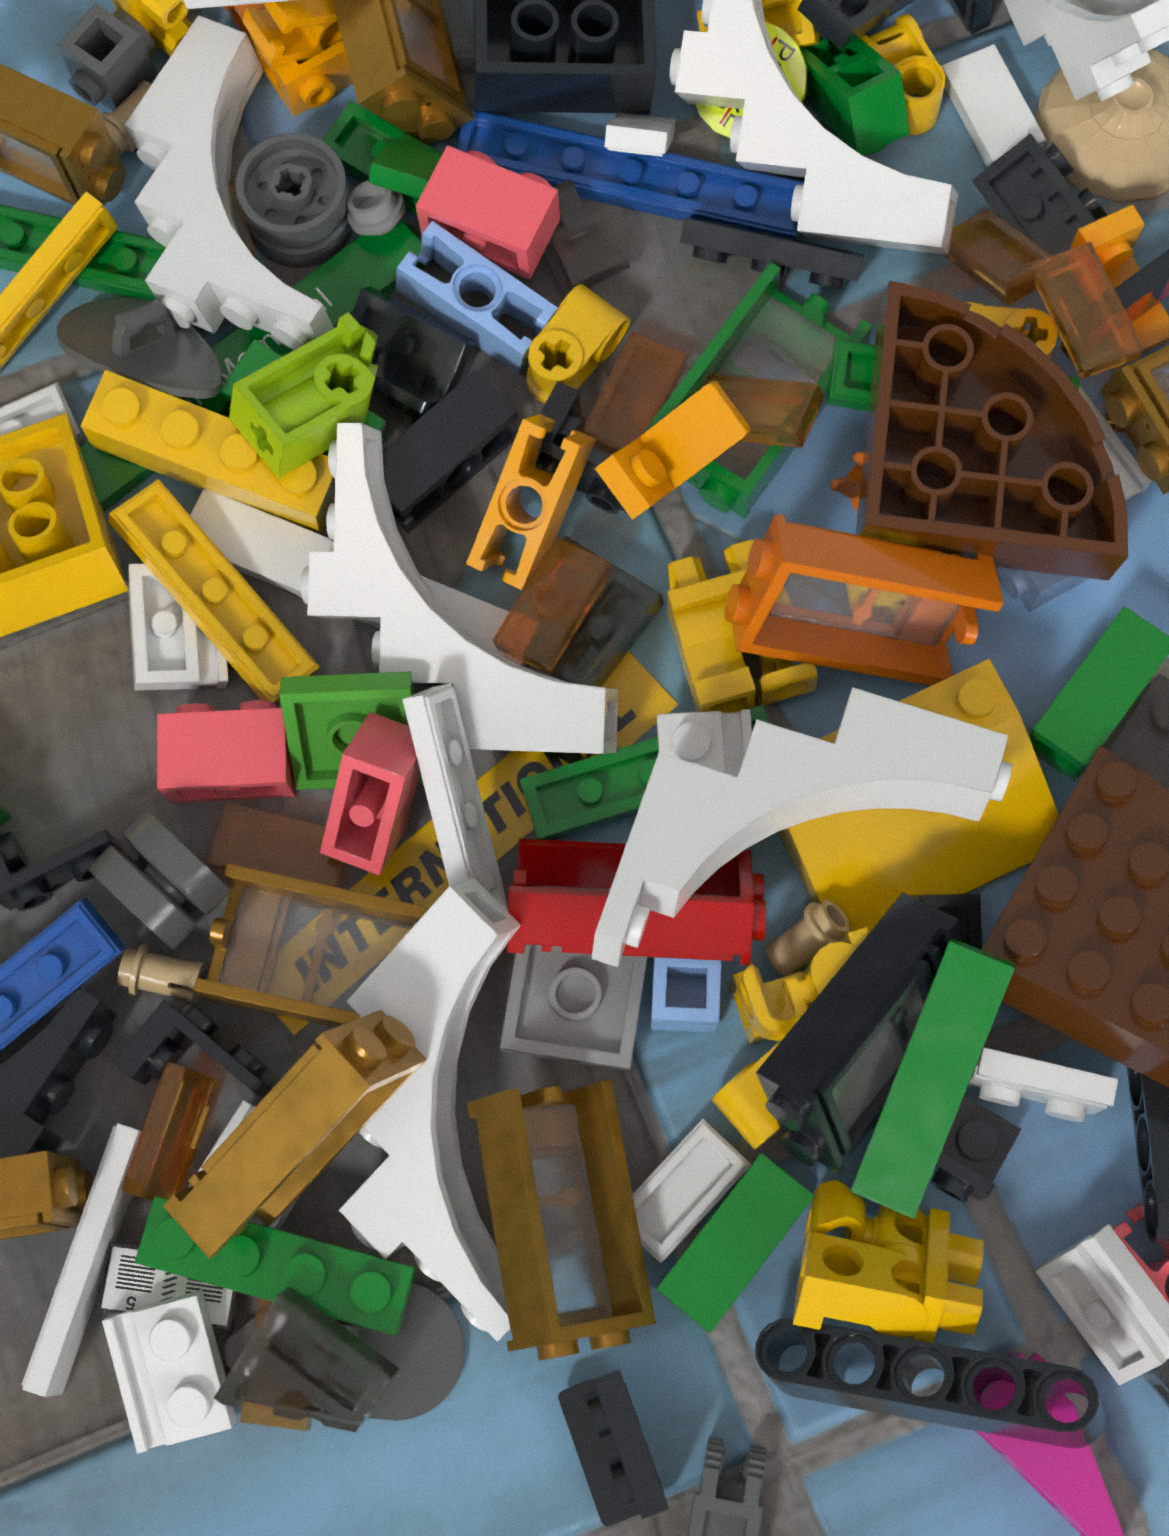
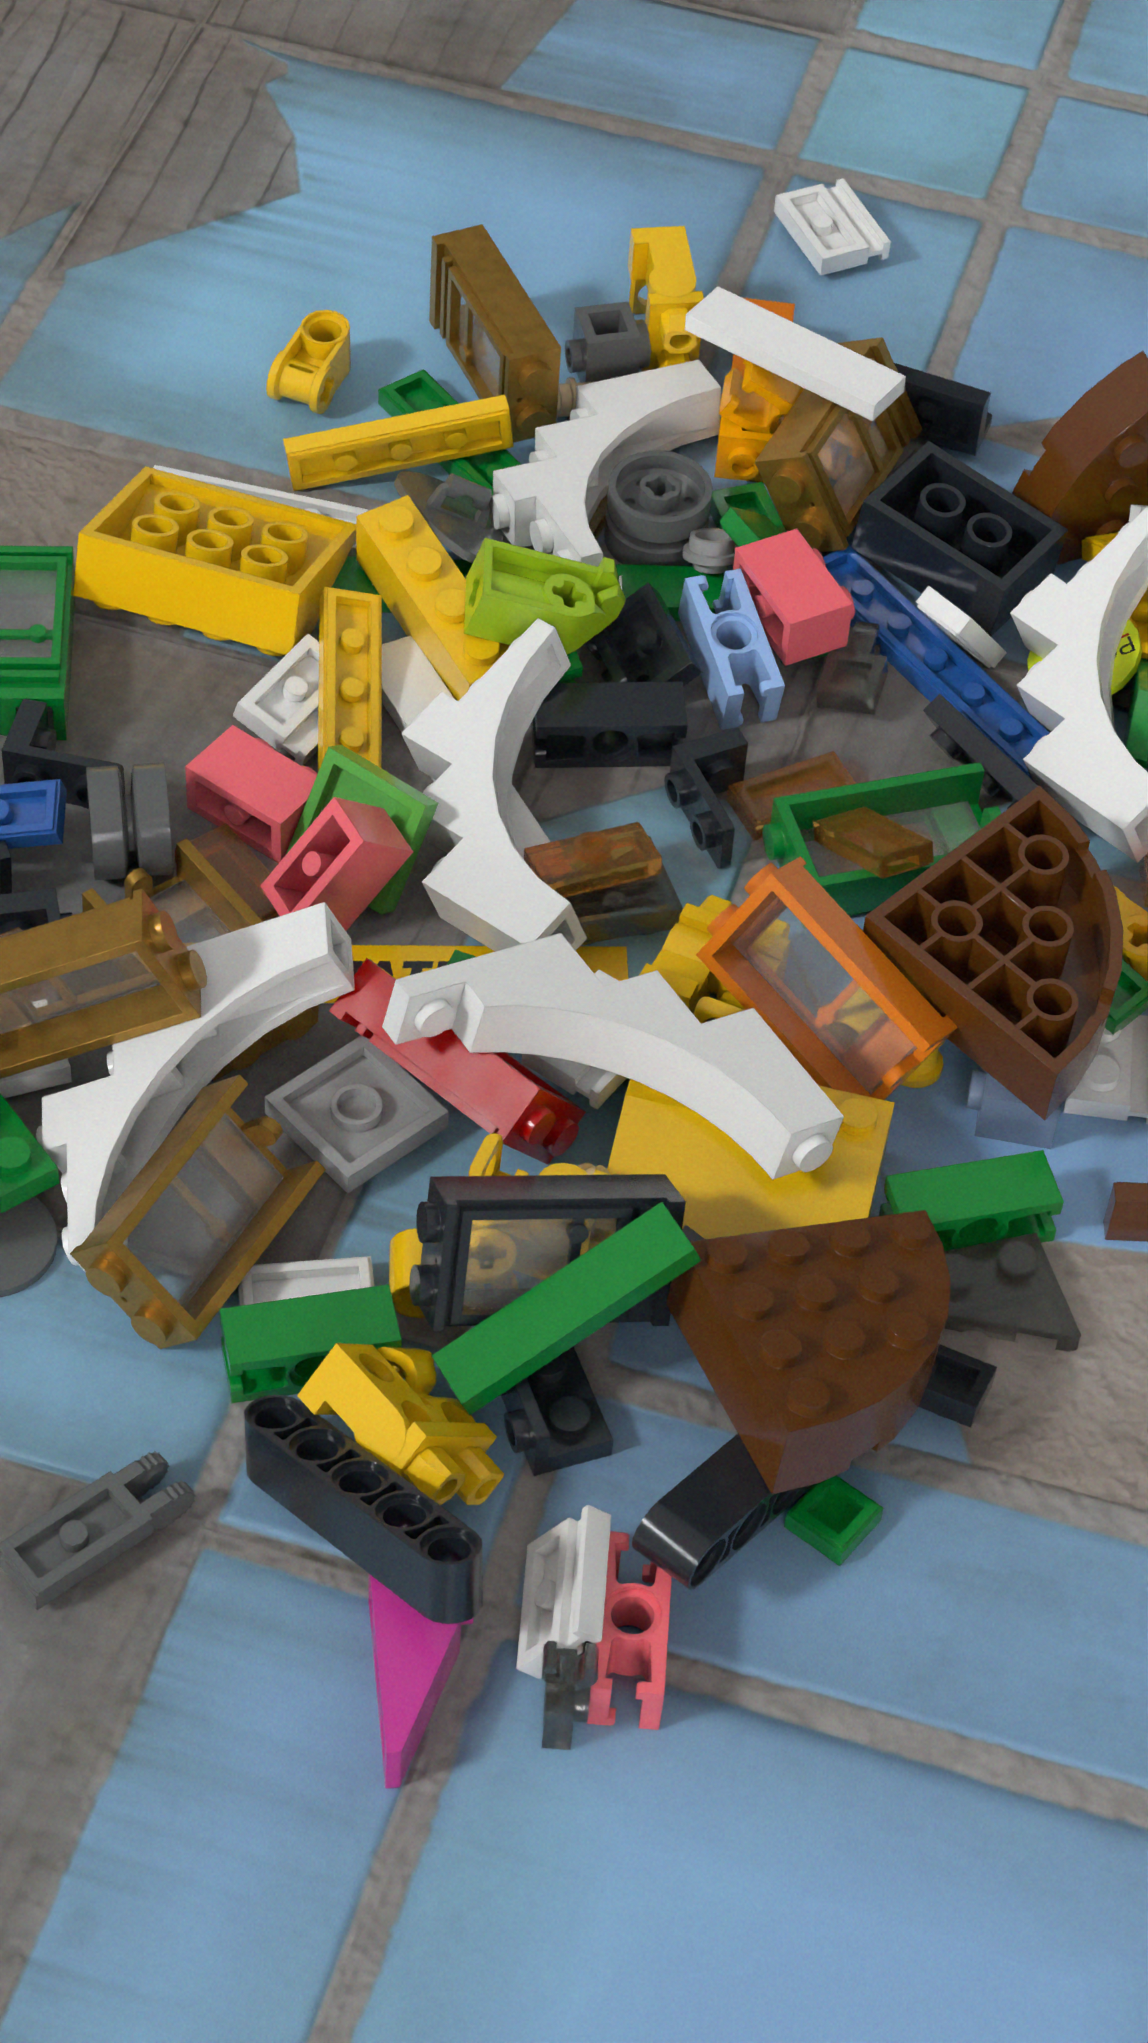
camera: 30 degrees right, 25 degrees down
(159, 974) = (63, 874): tan pin -> none
(452, 789) = (392, 900): white tile -> none
(505, 507) = (642, 775): light orange piece -> none
(576, 338) = (783, 724): yellow piece -> none
(612, 1449) = (86, 1398): black bracket -> none
(673, 449) = (773, 817): light orange bracket -> none
(686, 995) = (434, 1143): light blue brick -> none
(1065, 1090) = (654, 1405): white plate -> none

